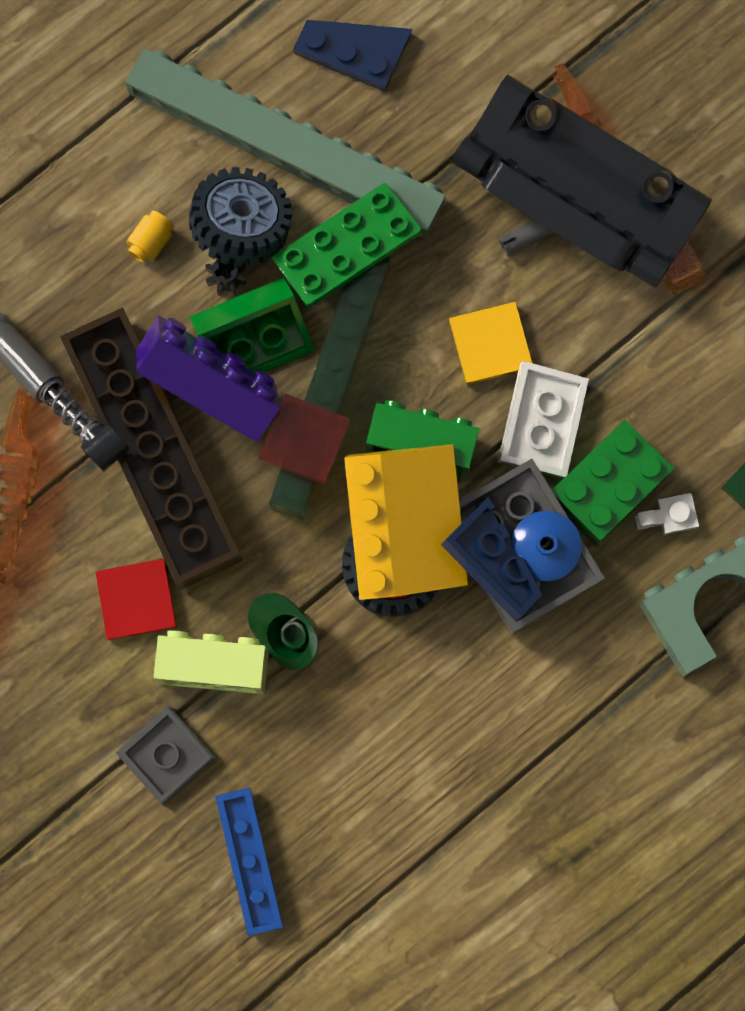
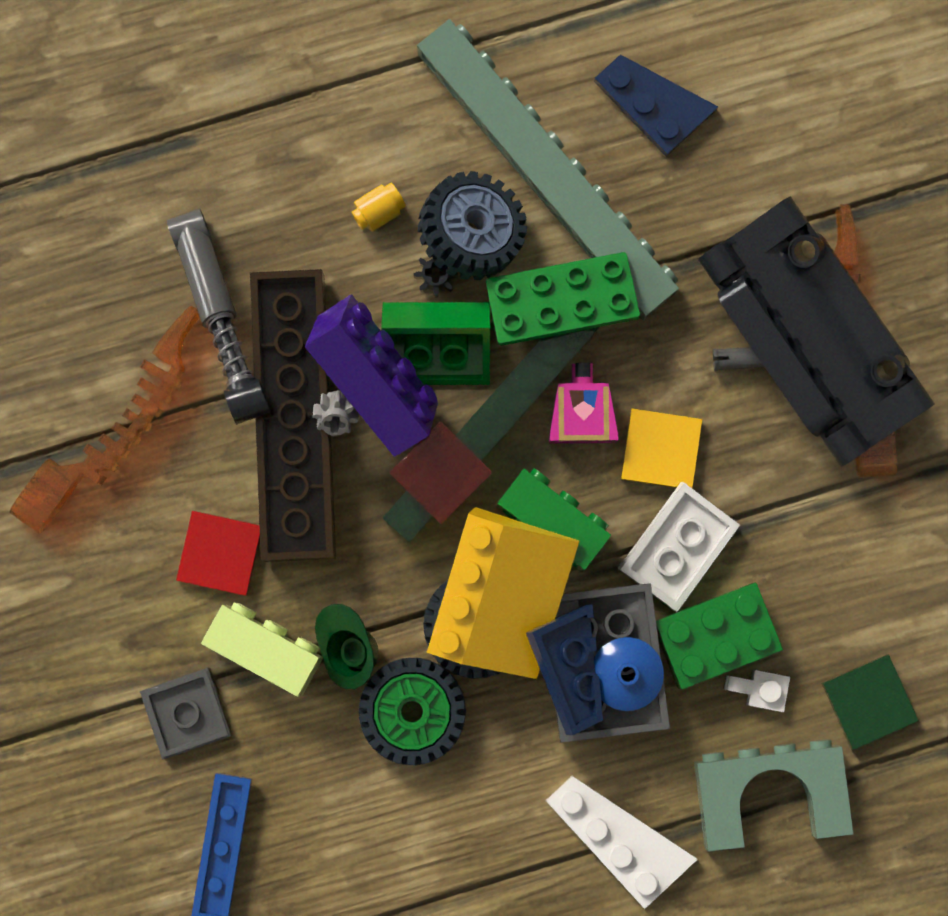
camera: 20 degrees right, 5 degrees up
(188, 425) = (334, 413): none -> light grey gear
(368, 693) = (407, 740): none -> wheel
(407, 337) = (583, 410): none -> dark pink torso
(612, 704) = (629, 848): none -> white wing

